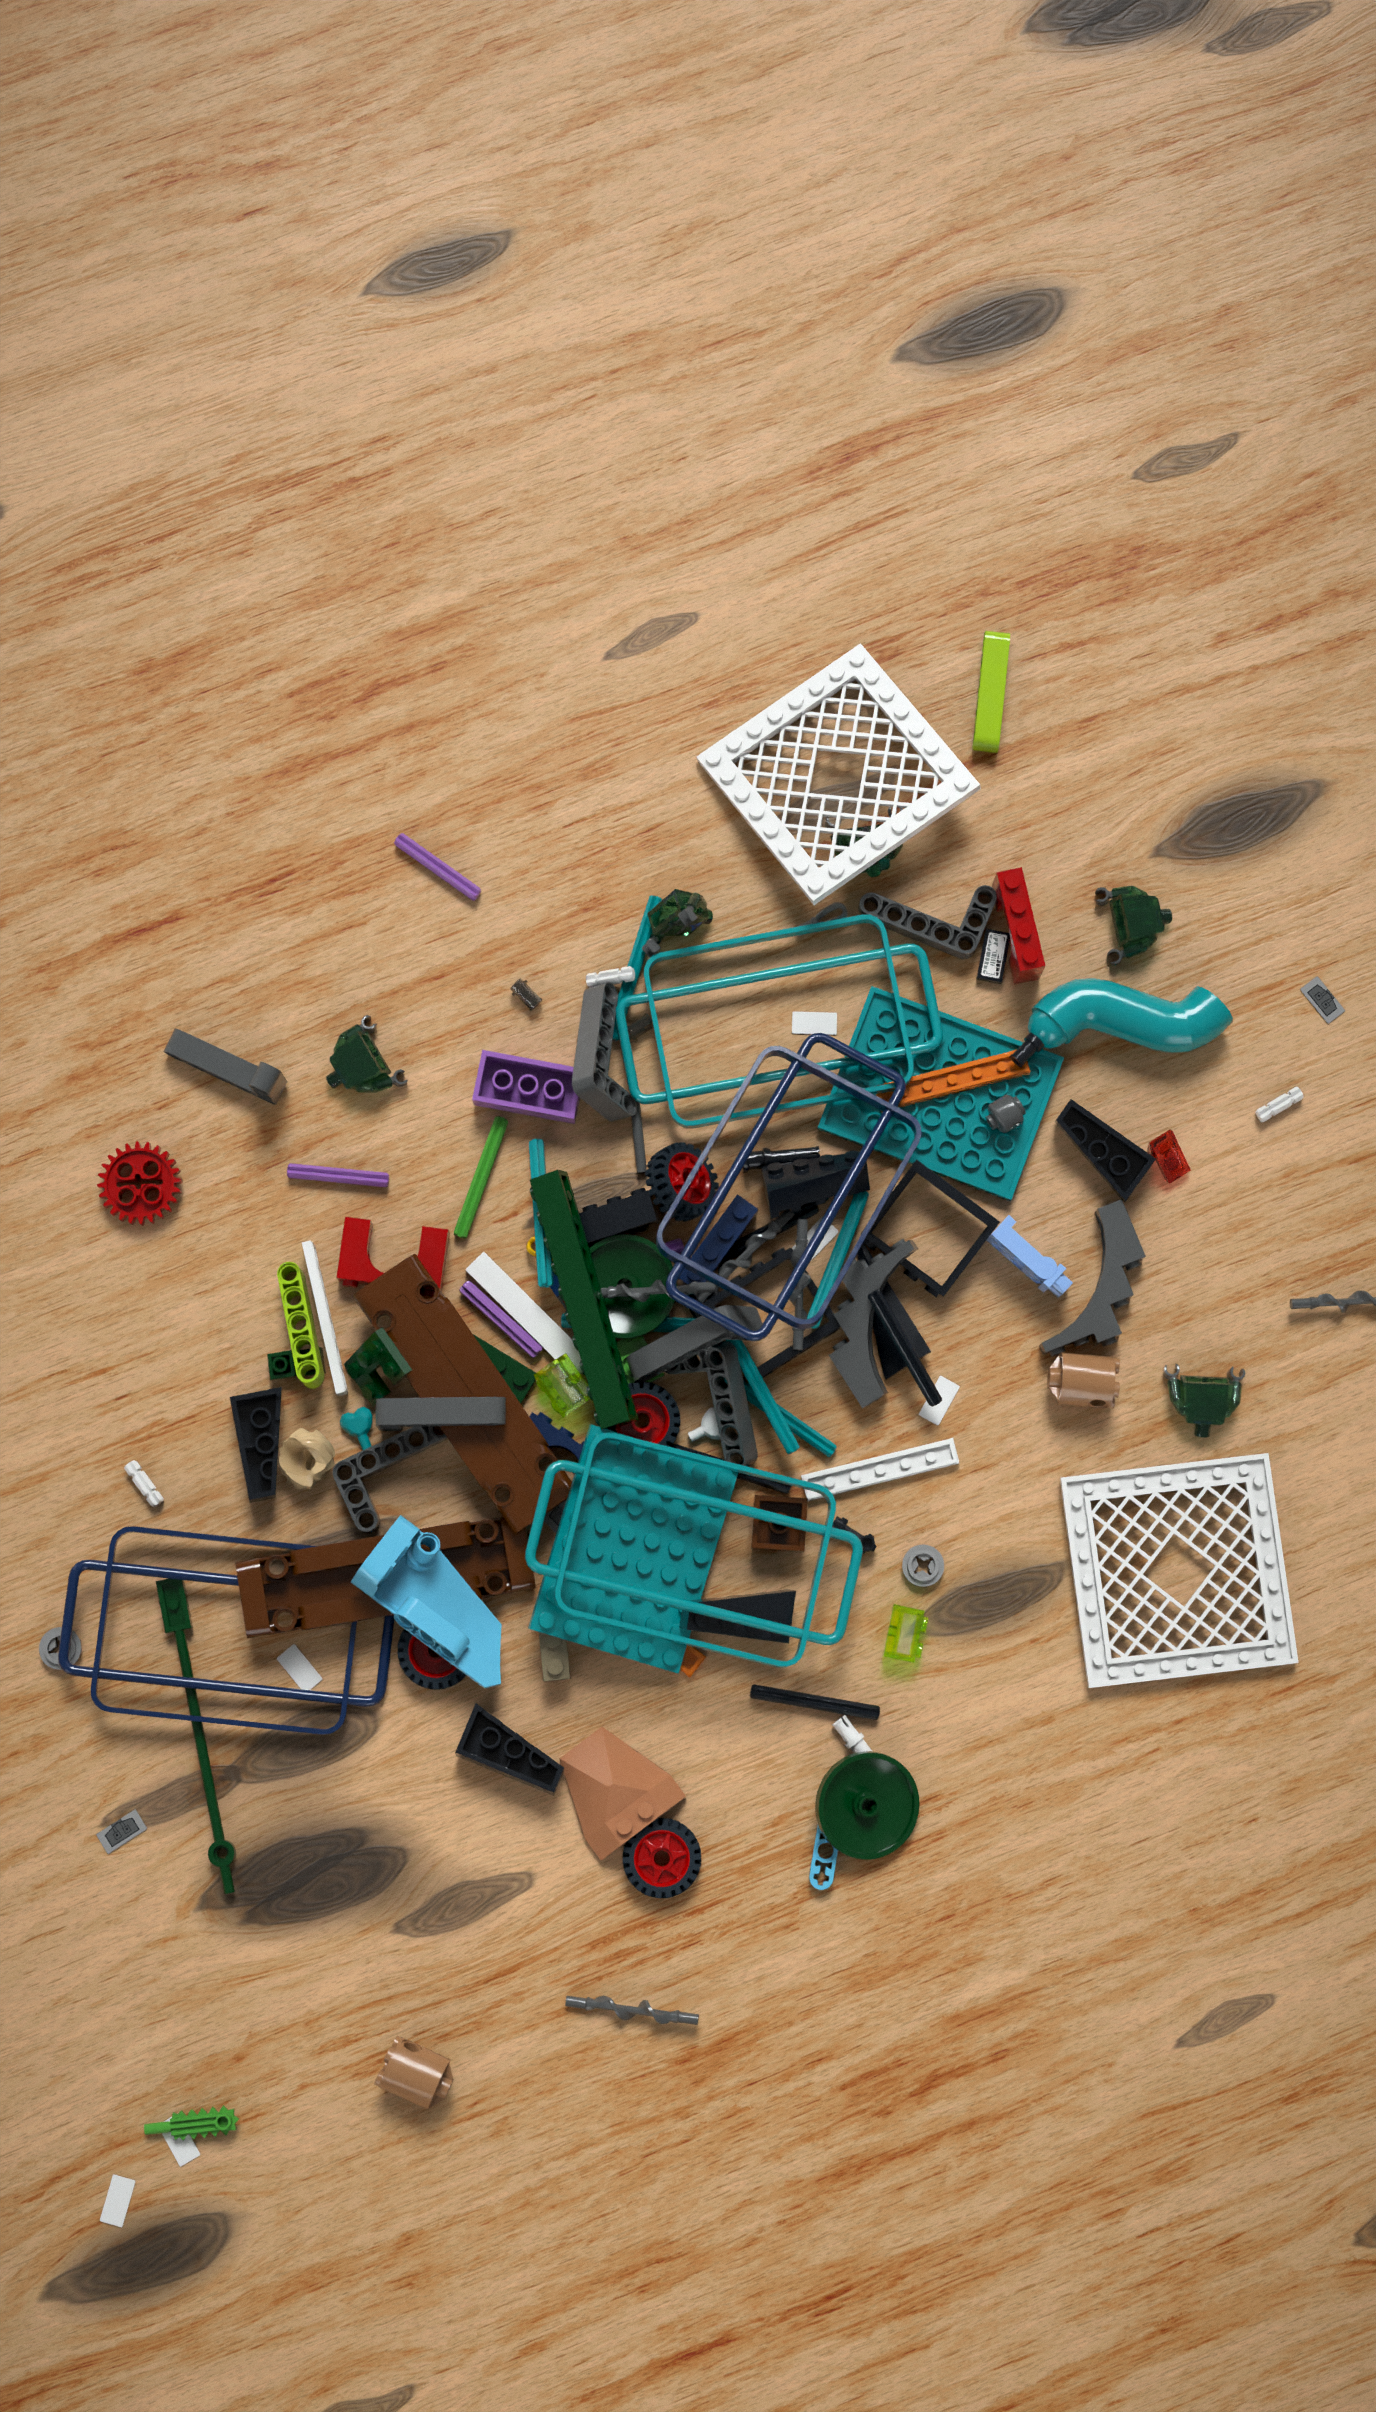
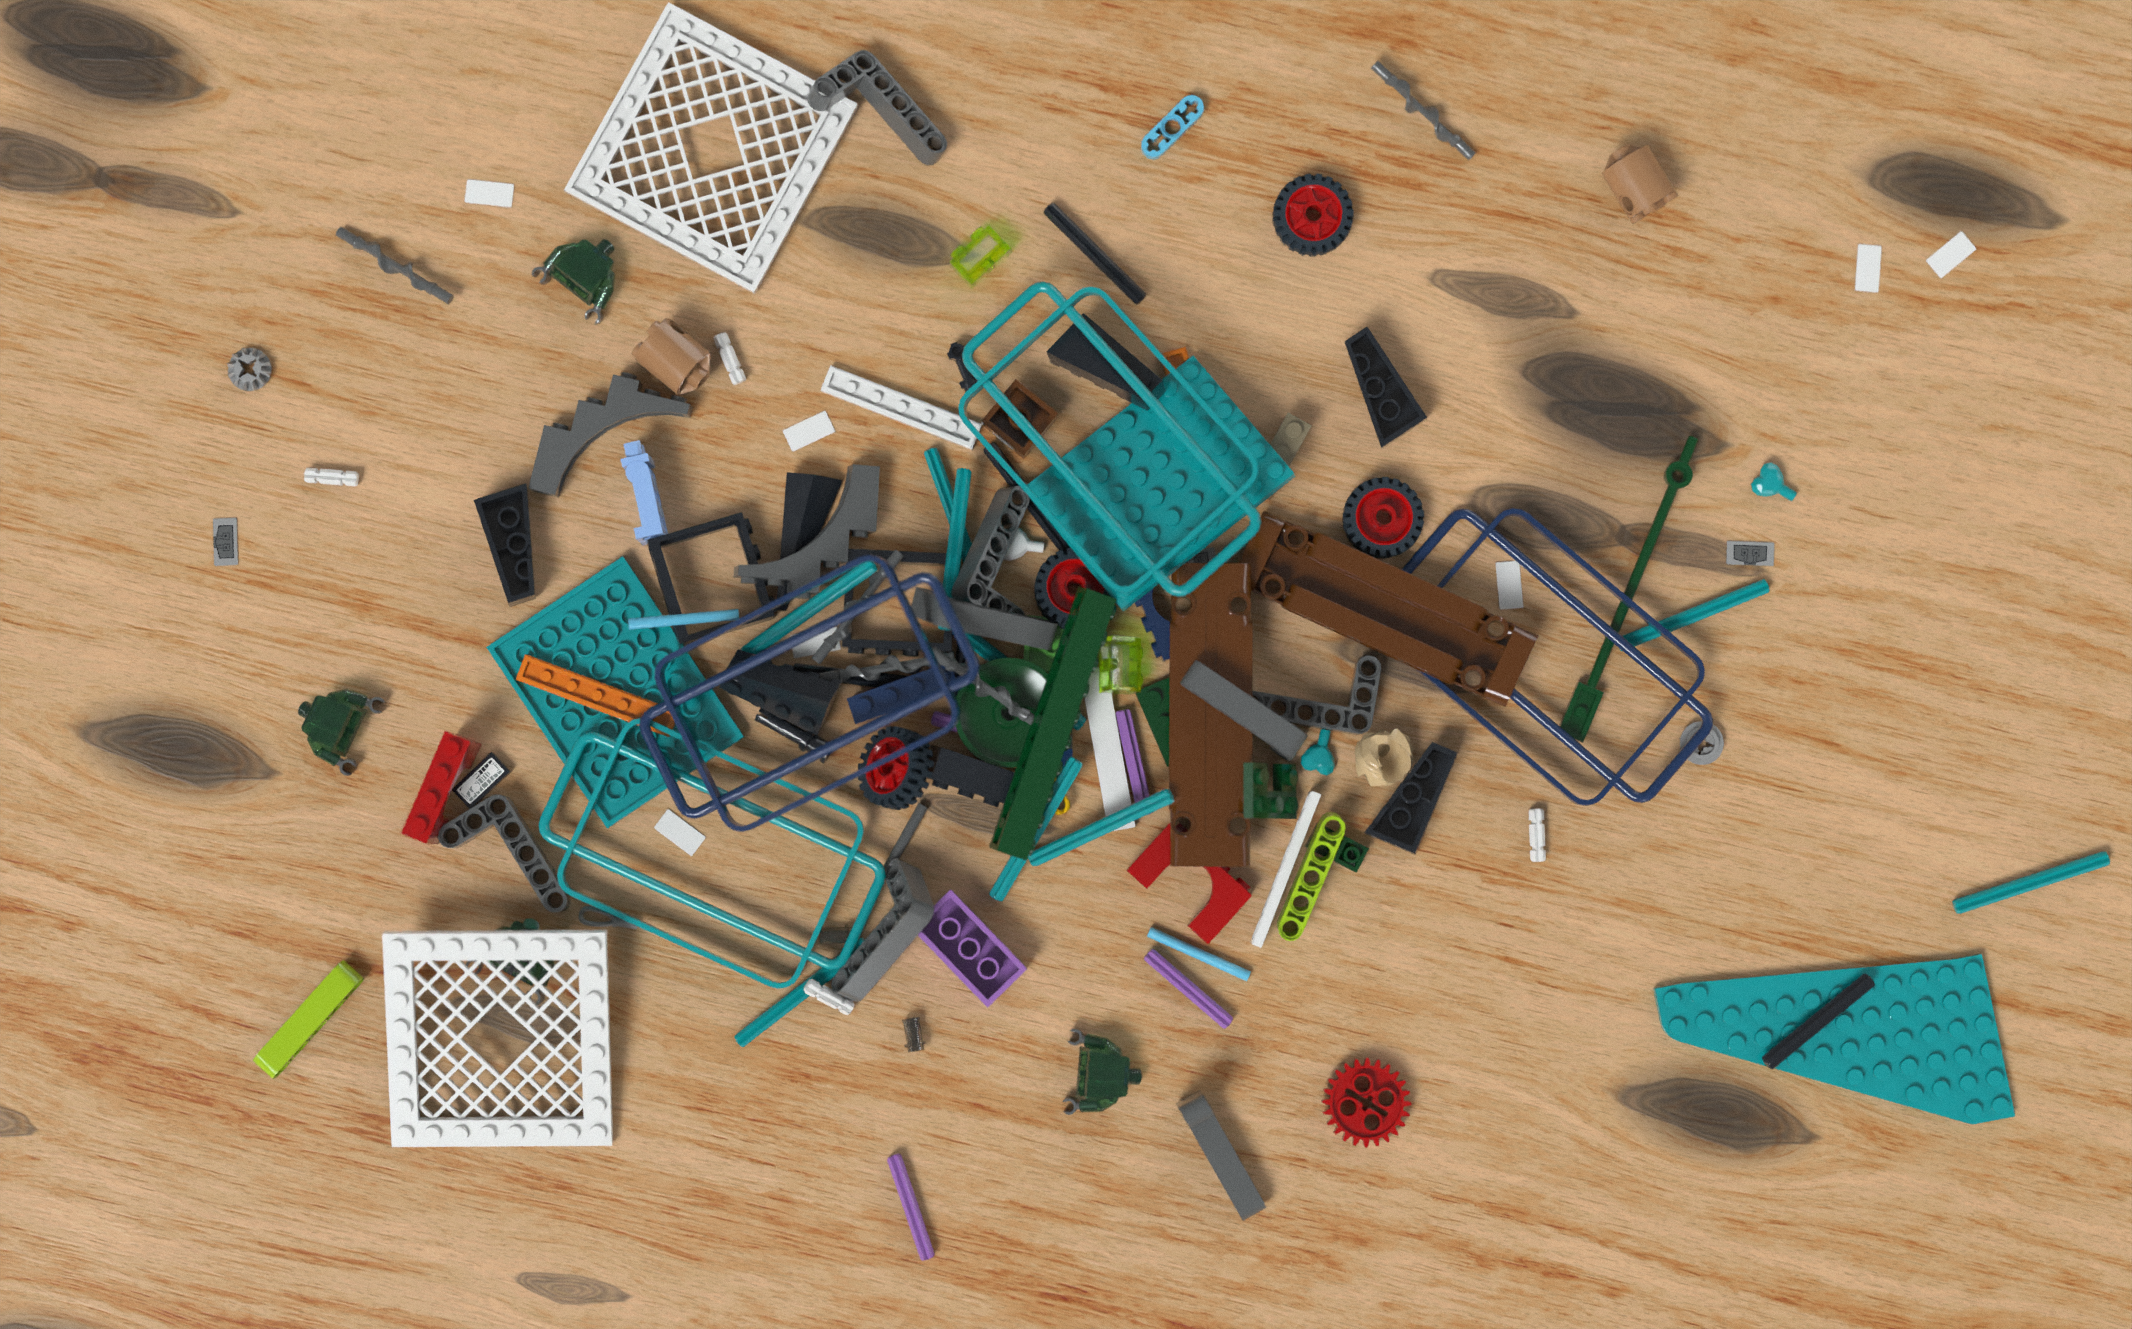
camera: 150 degrees left, 5 degrees up
(131, 1752) = (1700, 612): none -> teal axle
(141, 1901) = (1771, 483): none -> teal rock
(192, 2124) = (1848, 271): bright green piece -> none
(348, 1207) = (1199, 954): none -> medium azure bar
(432, 1601) = (1360, 555): medium azure panel -> none
(480, 1177) = (1065, 899): bright green axle -> none
(489, 1248) = (1101, 827): none -> teal axle
(615, 1790) = (1312, 296): nougat wedge -> none
(676, 916) = (734, 1010): clear green torso -> none
(850, 1735) = (1084, 198): white pin -> none
(867, 1805) = (1112, 136): dark green dish -> none
(904, 1347) = (807, 489): black axle -> none
(924, 1553) = (931, 292): light grey gear -> none
(927, 1179) = (683, 619): none -> medium azure bar
(1005, 1113) = (573, 631): dark grey head -> none
(1042, 1413) = (729, 358): none -> white axle
(1071, 1703) = (882, 101): none -> dark grey beam
(1125, 1015) = (407, 646): teal animal -> none
(1168, 1156) = (460, 496): clear red slope -> none
(1325, 1411) = (489, 193): none -> white sticker

